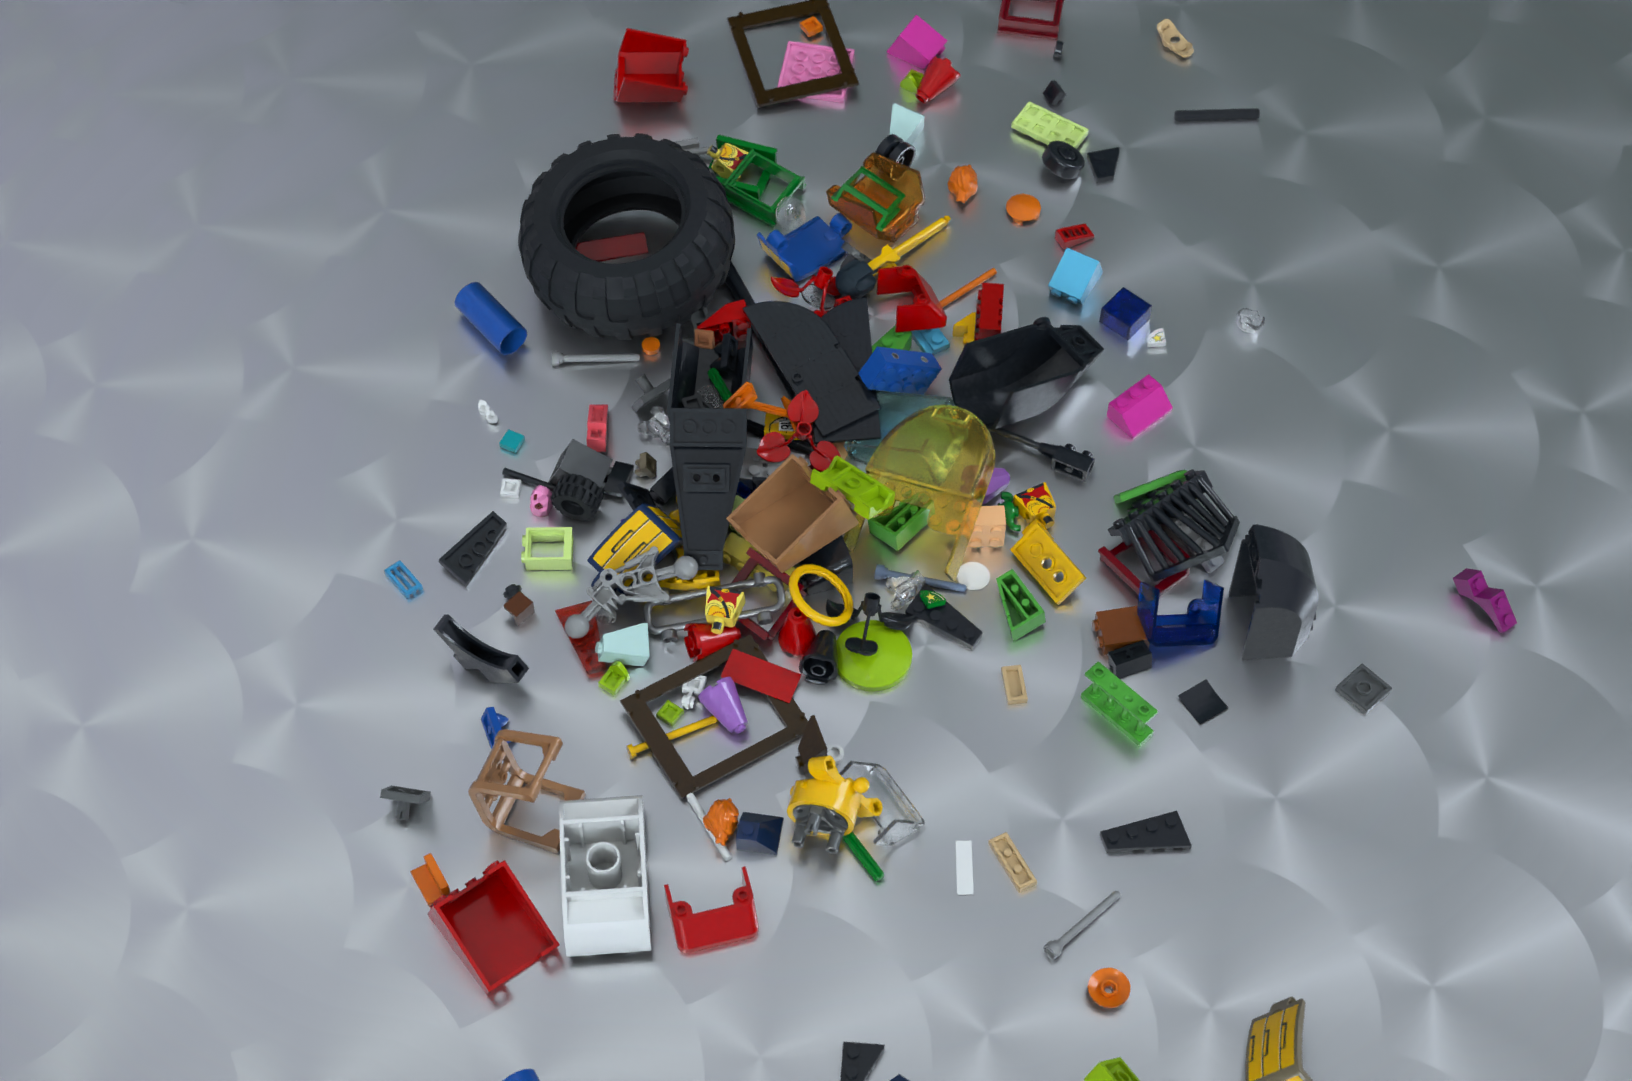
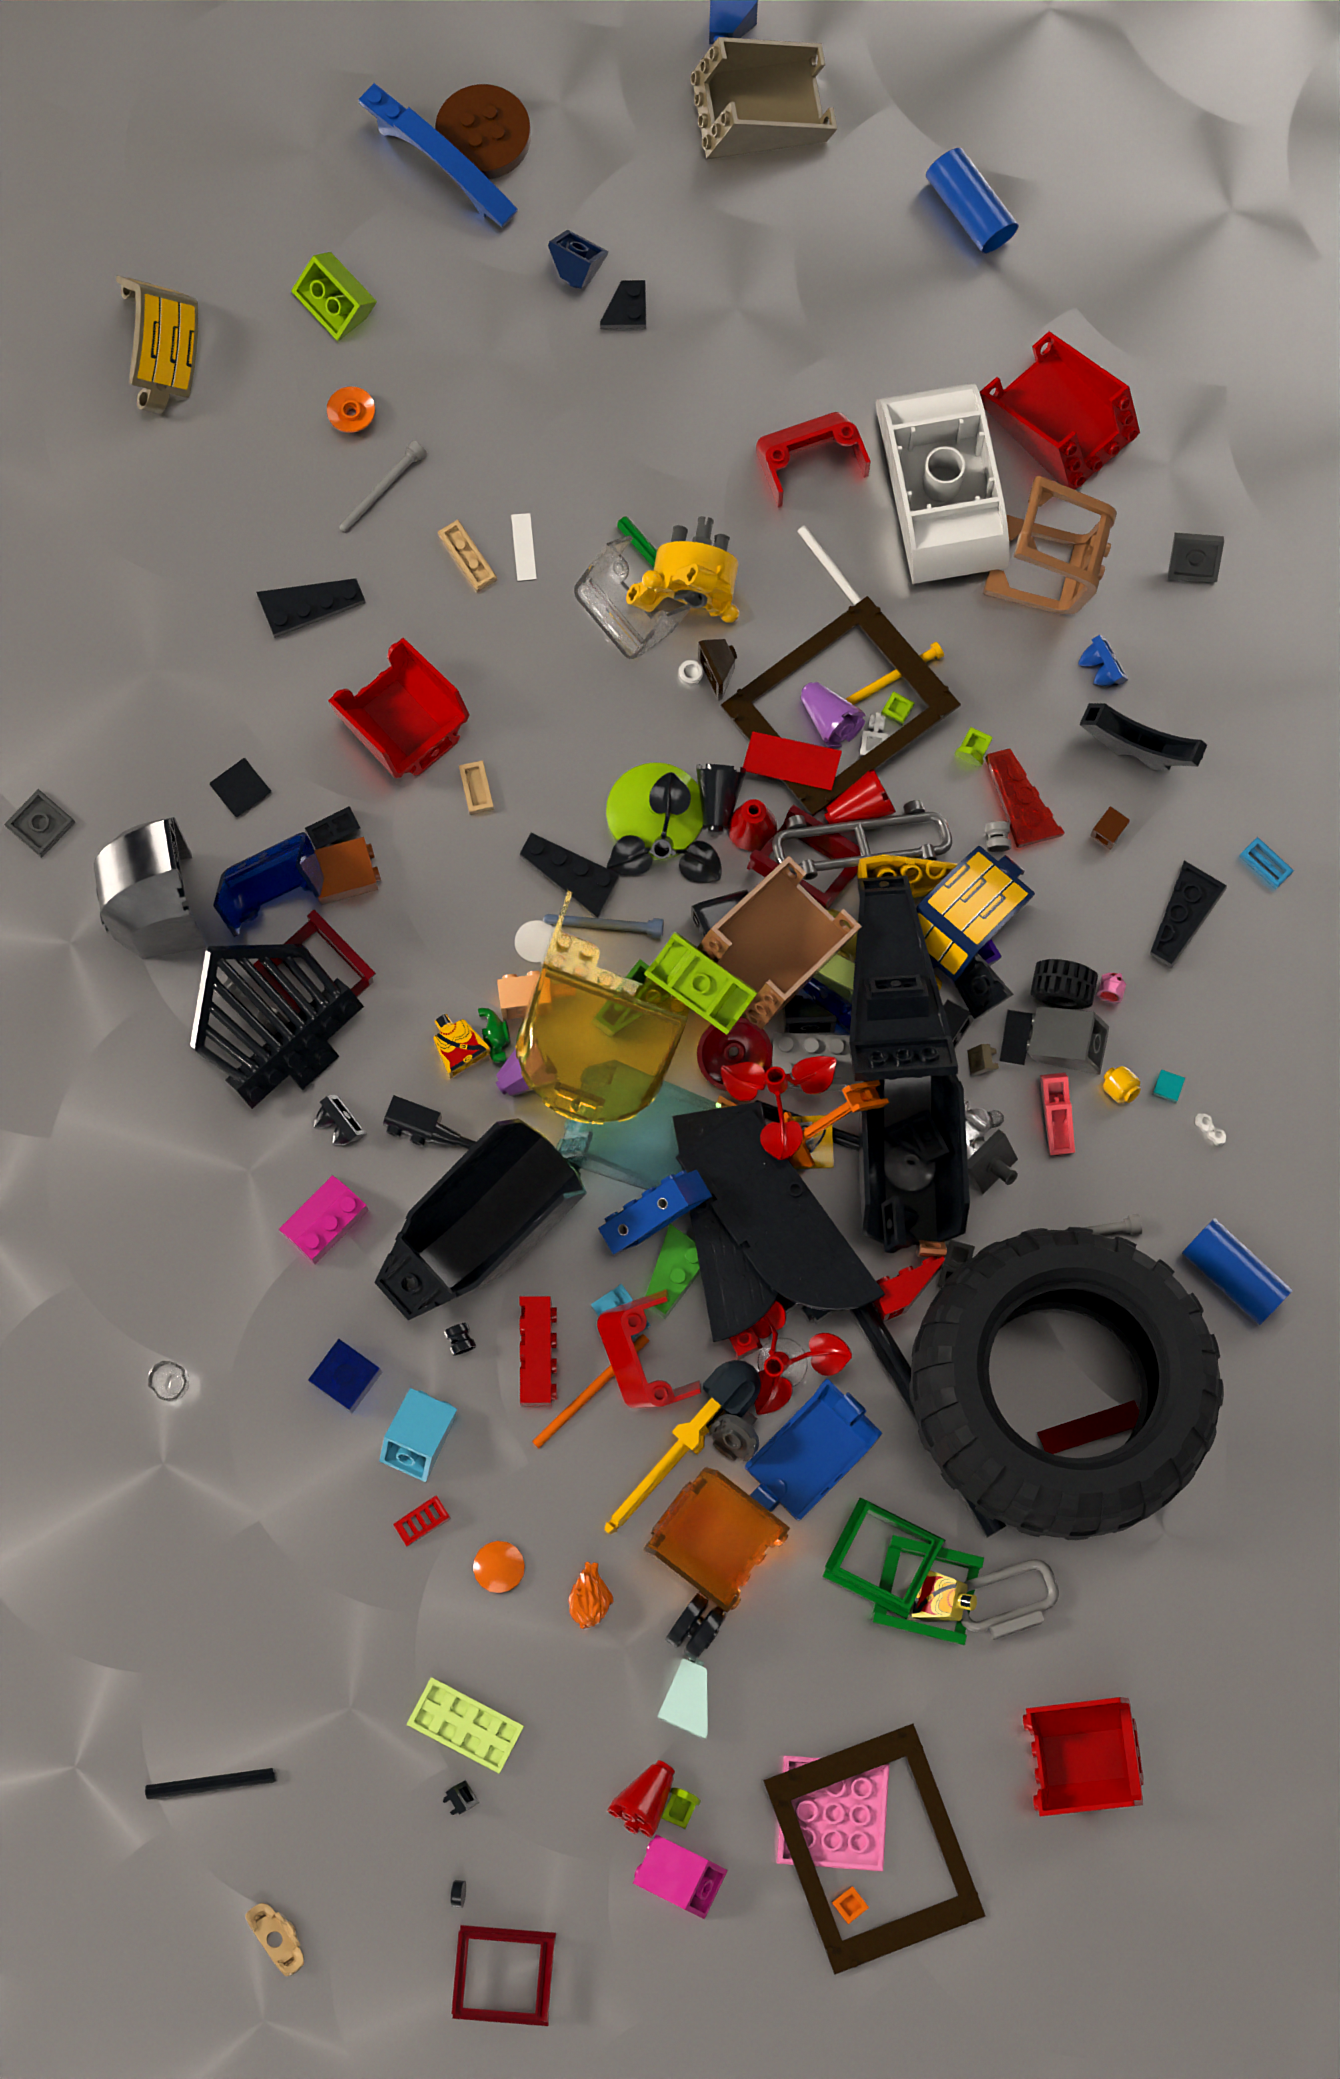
camera: 175 degrees right, 20 degrees up
(430, 880) = (1143, 468): orange panel -> none
(510, 488) = (1156, 1012): white tile -> none
(511, 590) = (1122, 852): black plate -> none
(527, 479) = (1136, 1028): black bar -> none
(546, 440) = (1121, 1084): none -> yellow head
(548, 534) = (1061, 905): yellowish green window -> none
(625, 645) = (966, 780): light aqua slope -> none
(641, 591) = (971, 845): light grey piece -> none
(719, 384) = (895, 1173): green axle -> none
(722, 820) = (814, 564): orange hair -> none
(723, 607) = (850, 823): torso -> none
(759, 833) = (769, 562): dark blue slope -> none
(790, 213) = (838, 1507): clear dish -> none
(834, 580) = (763, 849): yellow wedge -> none
(889, 213) = (759, 1530): green piece -> none
(904, 588) = (622, 904): clear animal -> none
(932, 599) = (586, 886): green tile -> none
(965, 328) = (567, 1331): yellow slope -> none
(1019, 605) = (475, 888): bright green wedge -> none
(1035, 549) = (455, 972): yellow hinge -> none
(1063, 159) = (442, 1653): black wheel -> none
(1076, 729) = (405, 713): none -> red windscreen
(1103, 164) = (381, 1666): black wing -> none
(1119, 704) = (345, 751): bright green fence -> none
(1124, 466) = (336, 1112): none -> black tile
(1149, 486) = (307, 1090): bright green tile -> none
(1157, 338) = (300, 1345): white tile -> none

